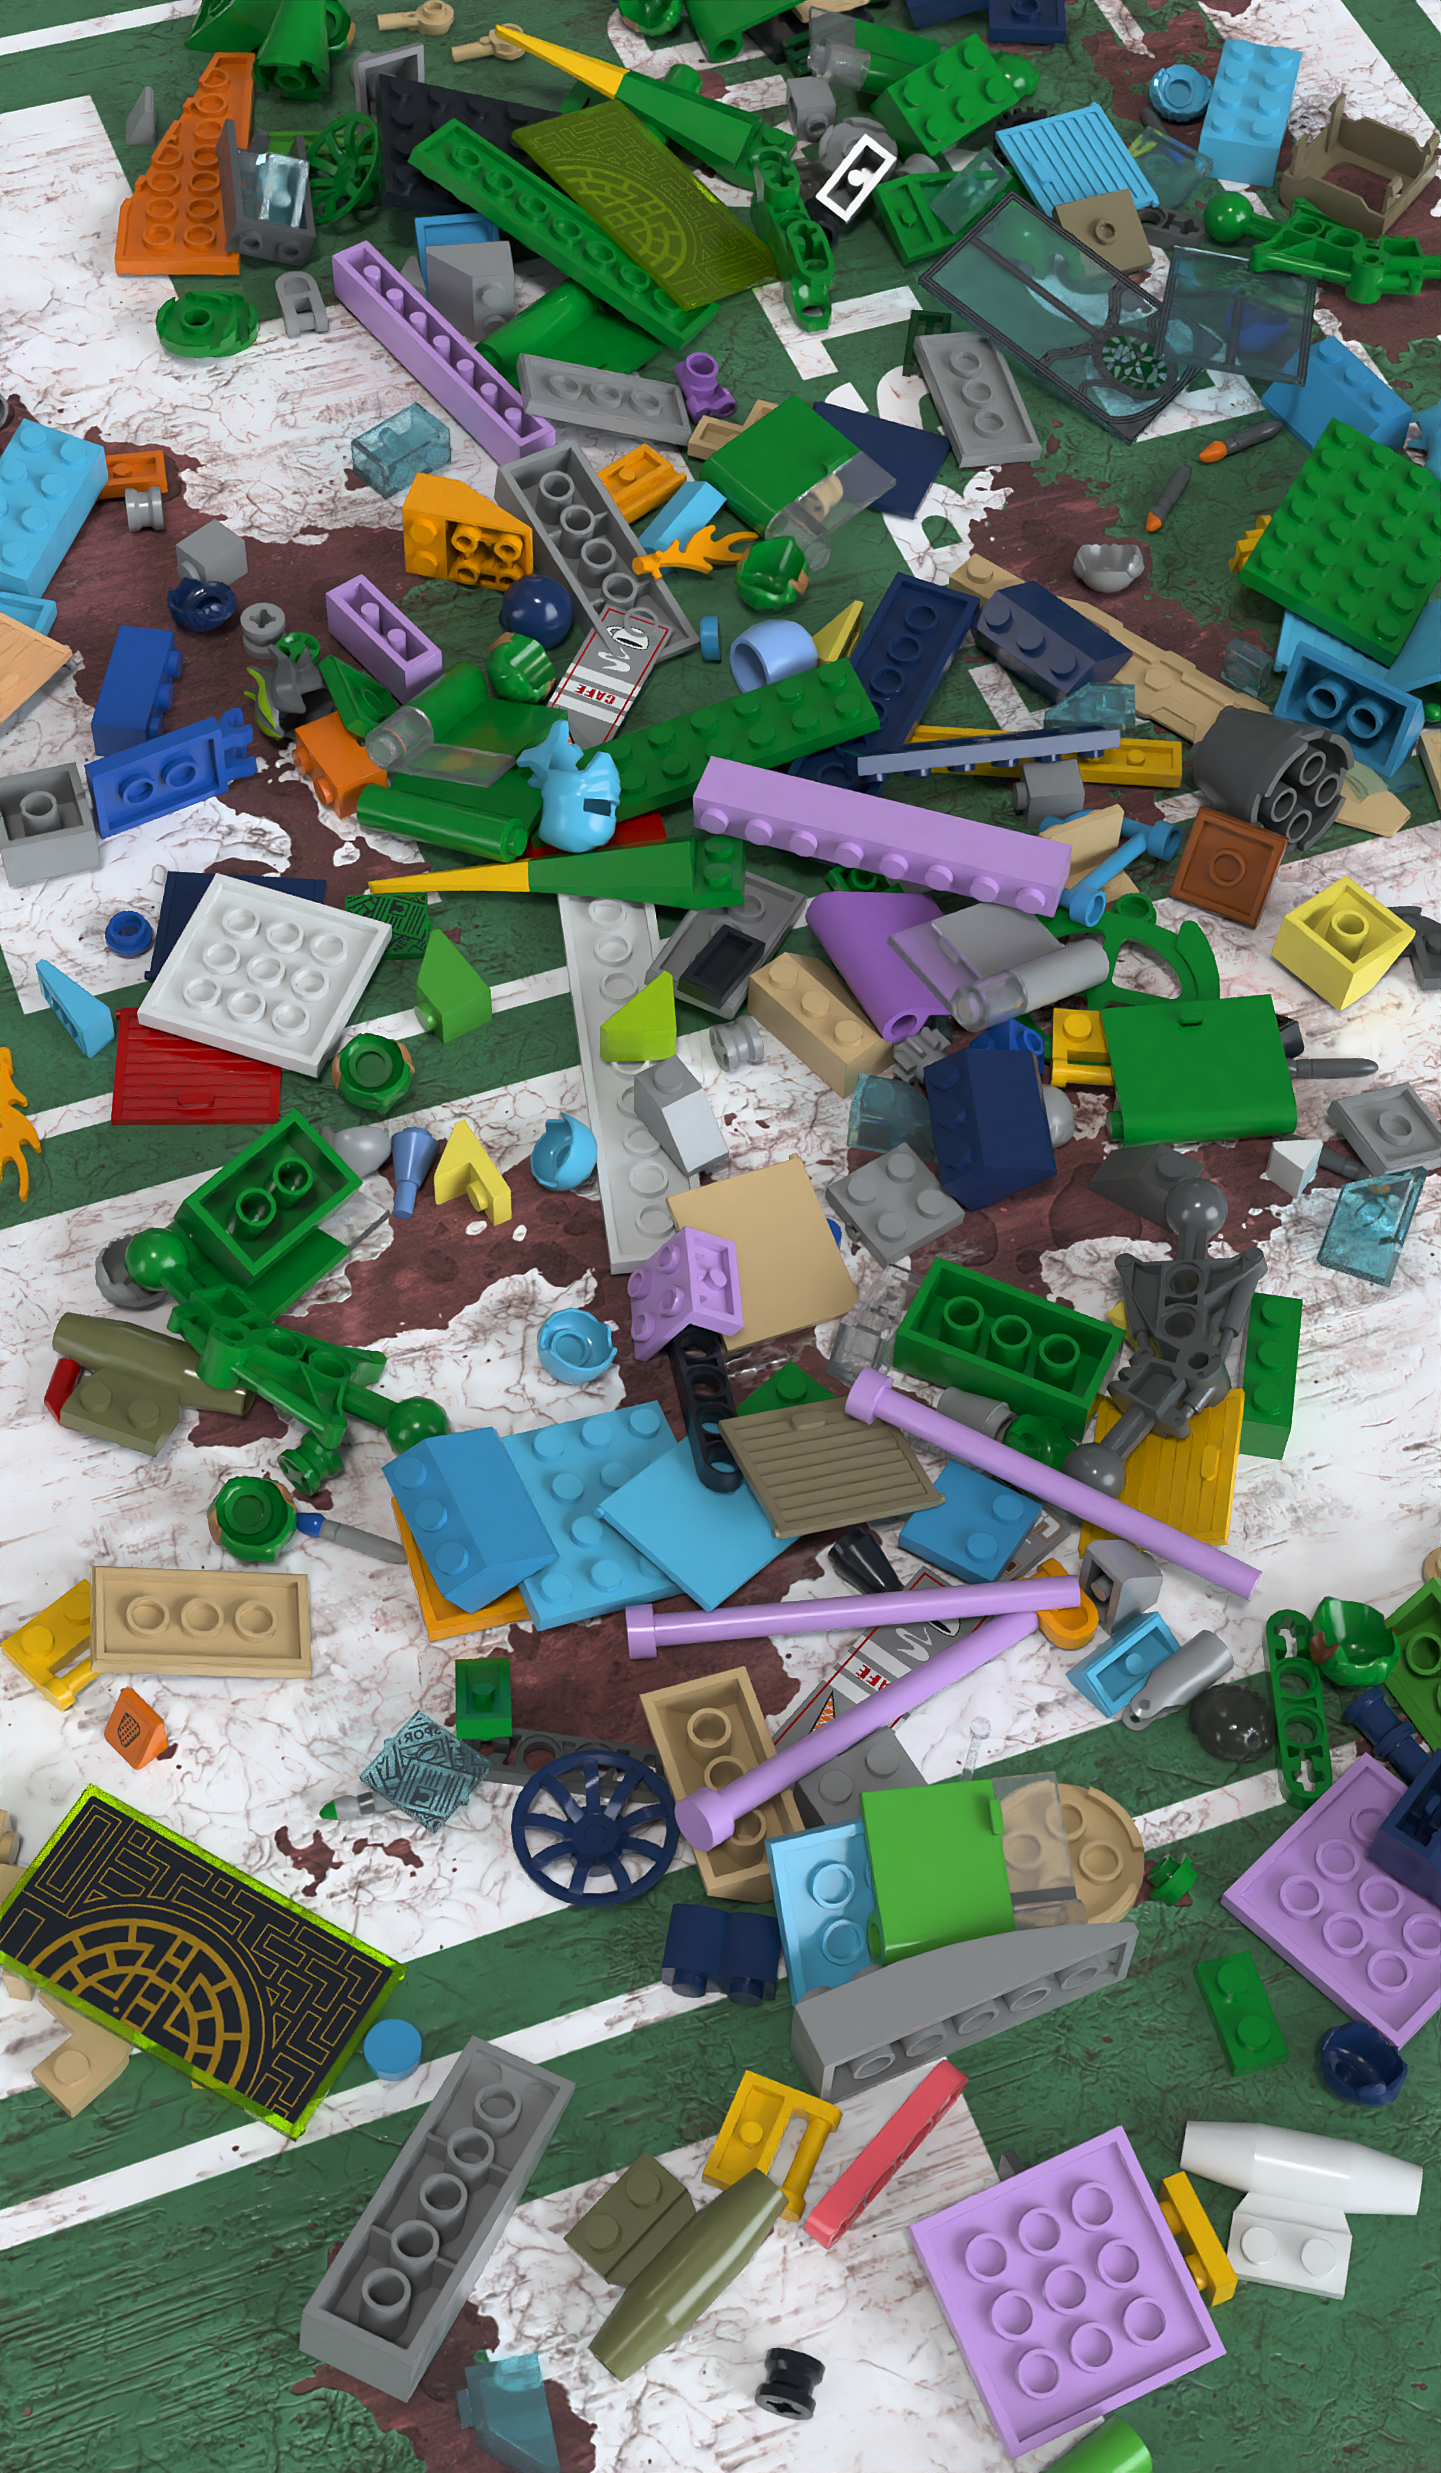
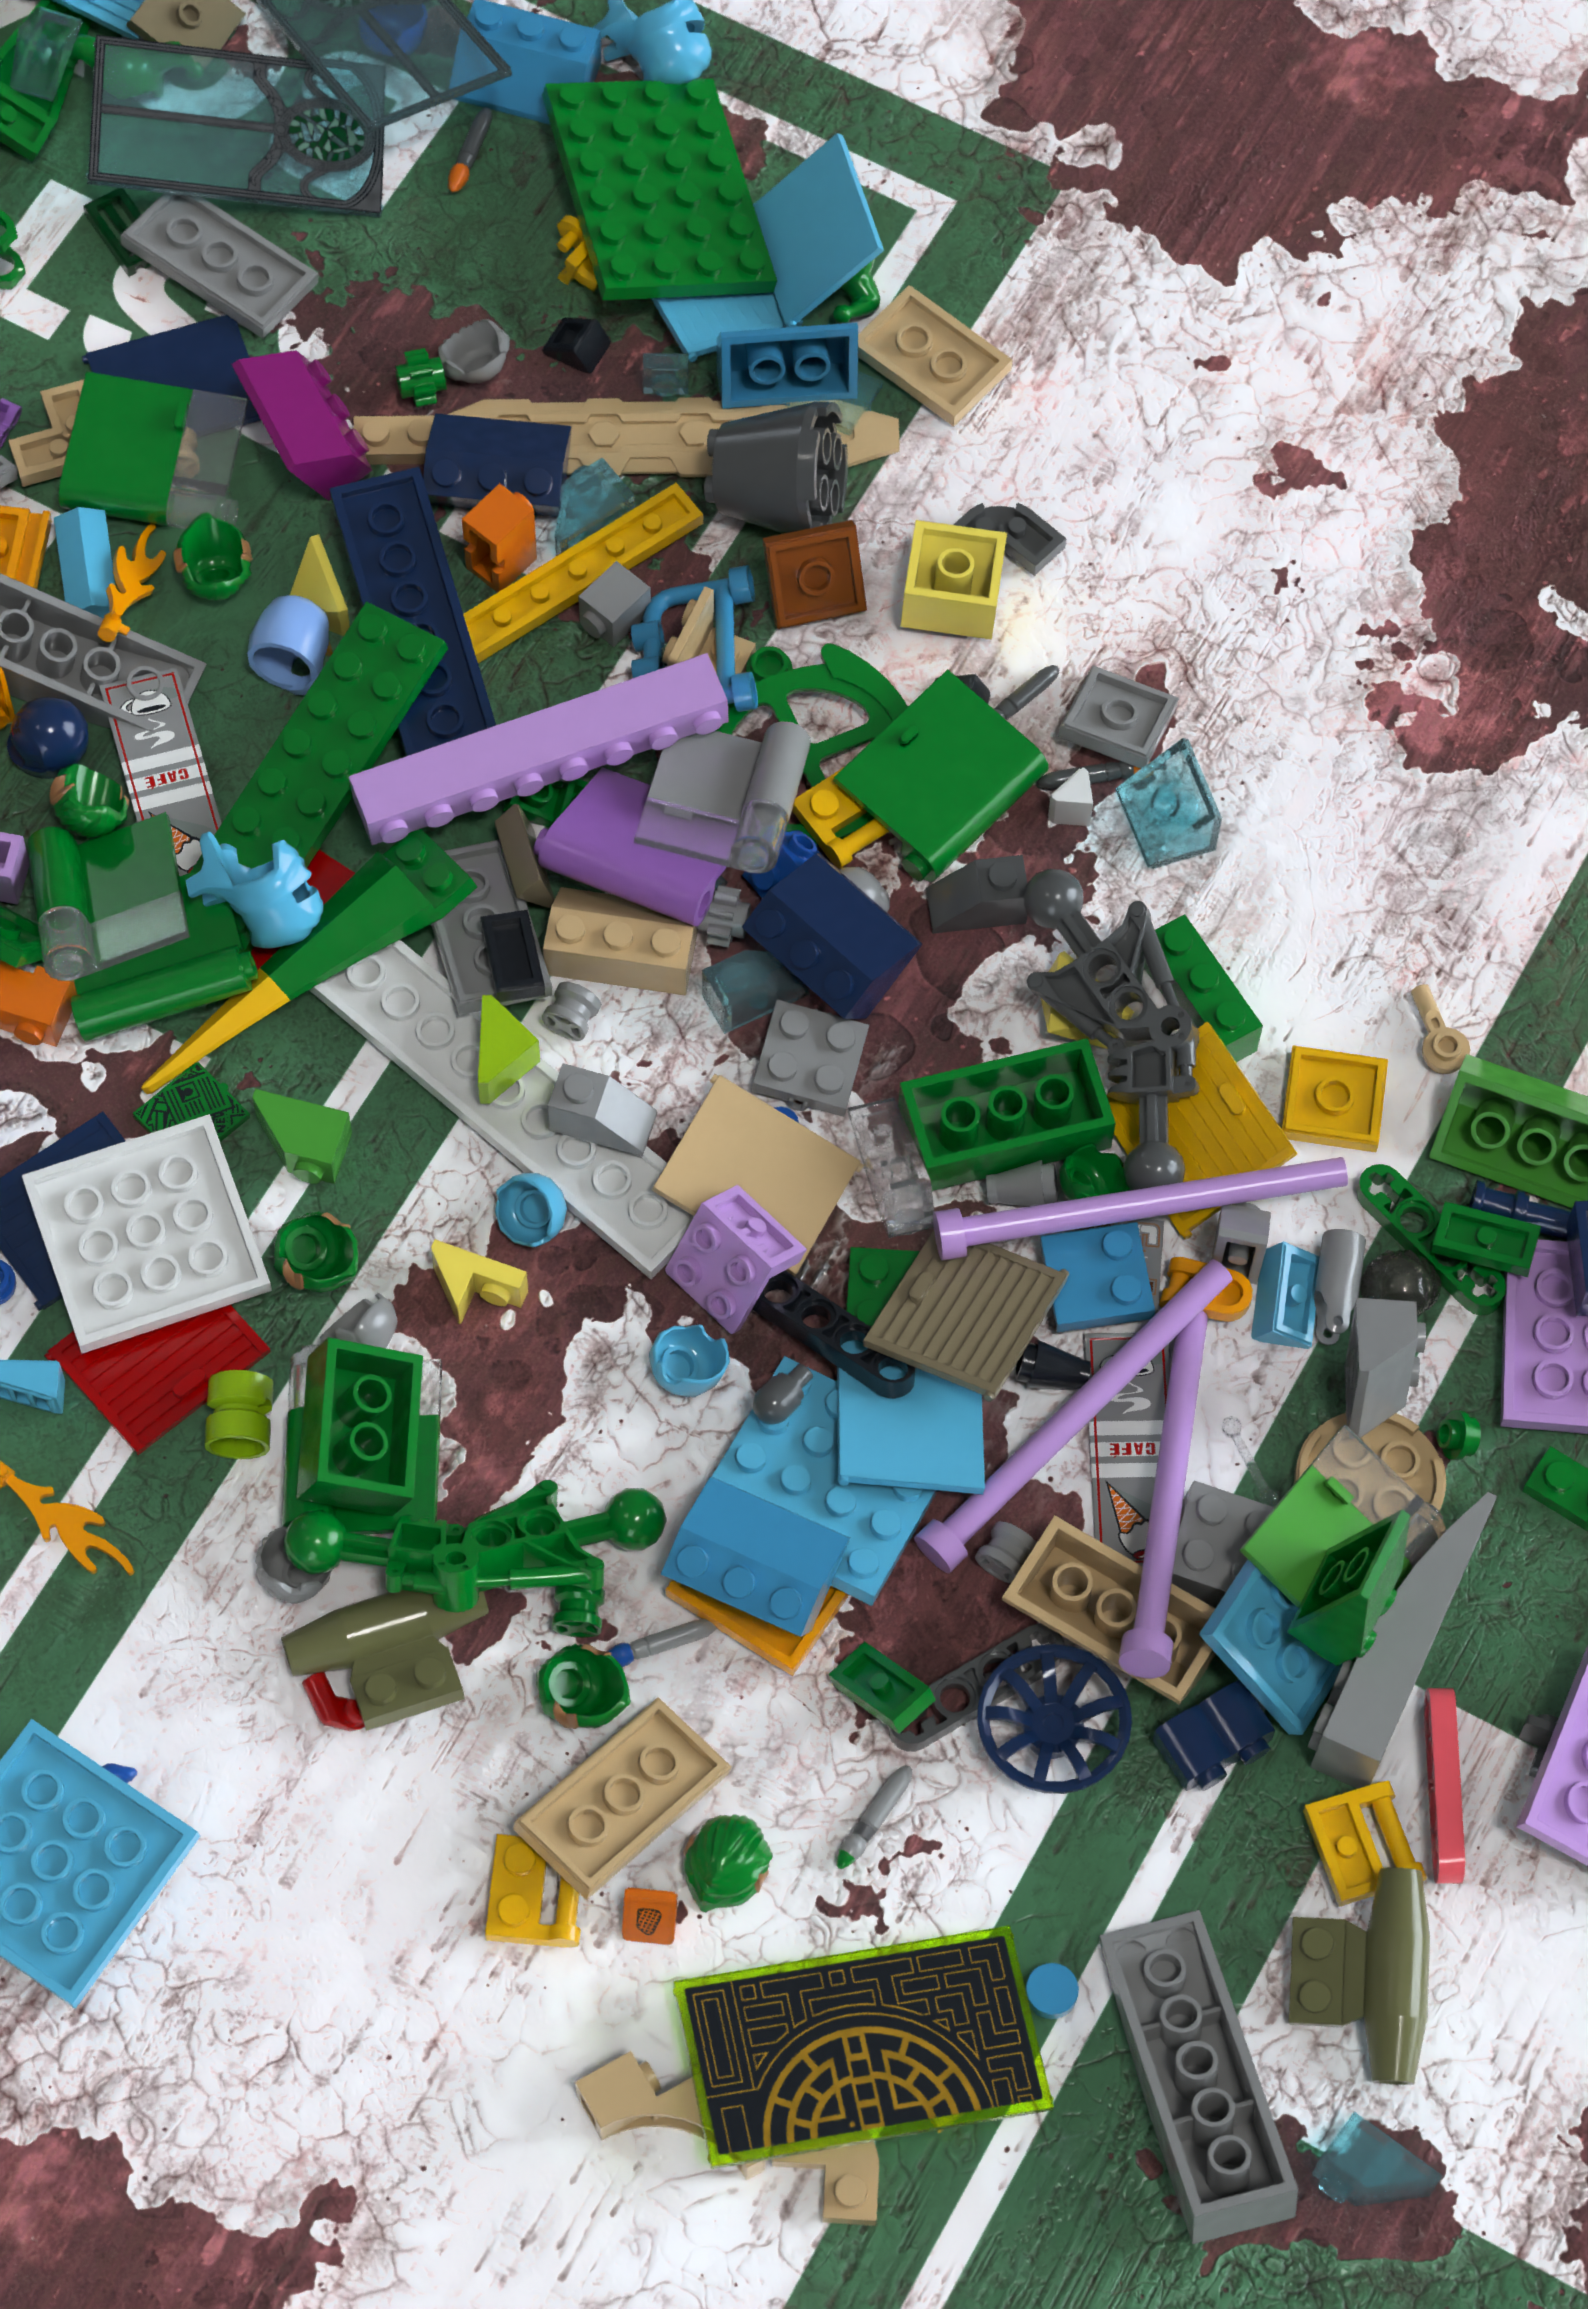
camera: 40 degrees left, 10 degrees up
(197, 1145) = (239, 1418): none -> lime wheel
(234, 1737) = (726, 1862): none -> green hair
(412, 1157) = (415, 1304): medium blue cone -> none
(426, 1772) = (891, 1774): clear light blue piece -> none
(615, 1416) = (781, 1395): none -> dark grey cylinder
(687, 1668) = (1005, 1551): none -> light grey wheel
(710, 638) = (213, 654): dark azure tile -> none
(789, 2384) = (1521, 1992): black wheel -> none
(791, 929) = (518, 843): none -> dark tan slope
(923, 1900) = (1352, 1591): none -> green slope
(927, 518) = (304, 419): none -> magenta slope
(999, 749) = (543, 610): plate -> none
(1003, 686) = (500, 537): none -> orange brick
(1049, 555) = (420, 377): none -> green gear
(1143, 1759) = (1381, 1361): none -> light grey slope
(1158, 514) = (458, 245): dark grey piece -> none
(1200, 612) = (578, 343): none -> black slope
(1314, 1540) = (1334, 1098): none -> yellow tile
(1339, 1734) = (1486, 1239): none -> green plate
(1352, 1643) = (1437, 1161): green hair -> none

